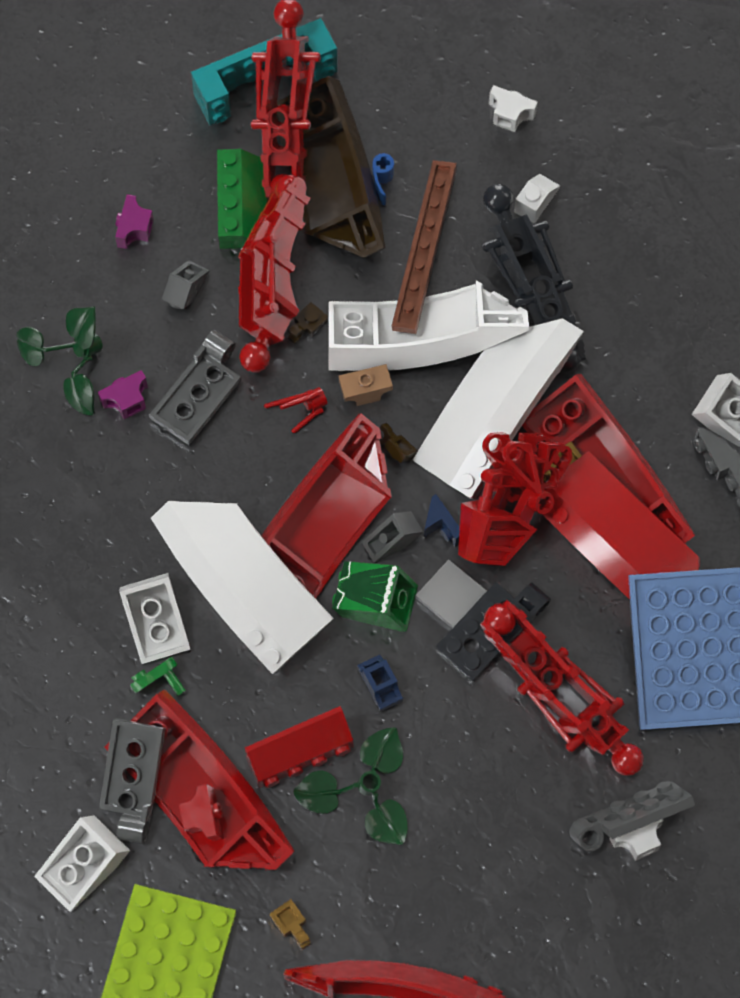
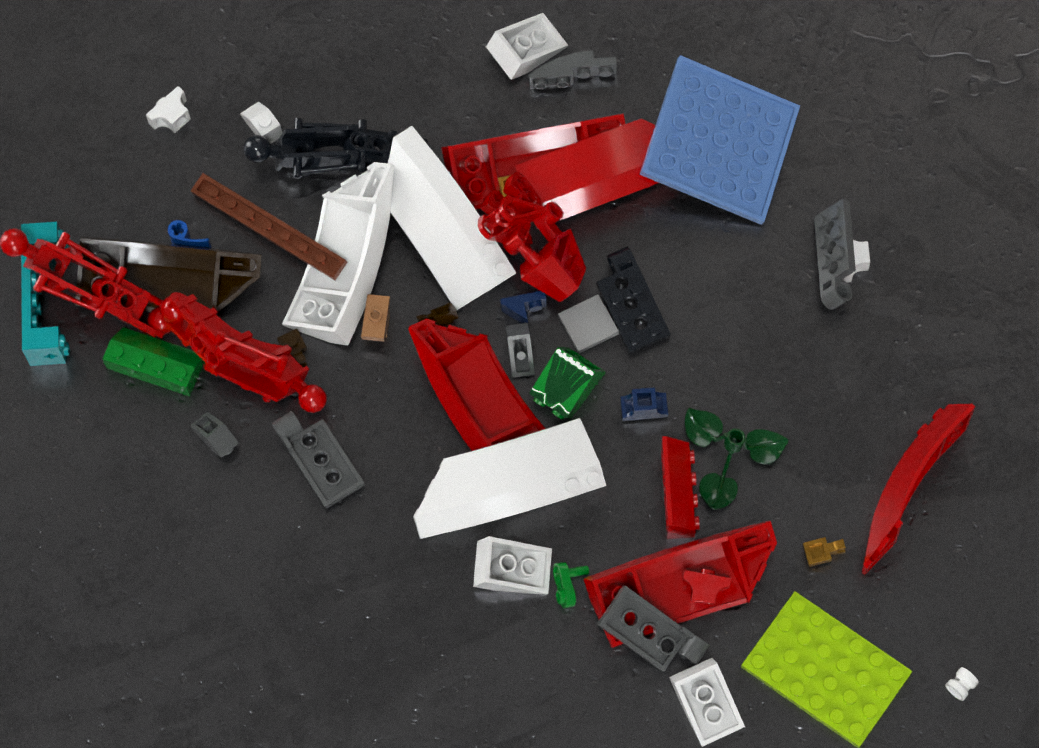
camera: 65 degrees left, 0 degrees up
(82, 327) = (233, 526): dark green plant -> none
(125, 395) = (297, 520): magenta brick -> none
(133, 223) = (134, 457): magenta brick -> none
(312, 399) = (369, 369): red plant -> none
(501, 620) = (687, 274): red piece -> none

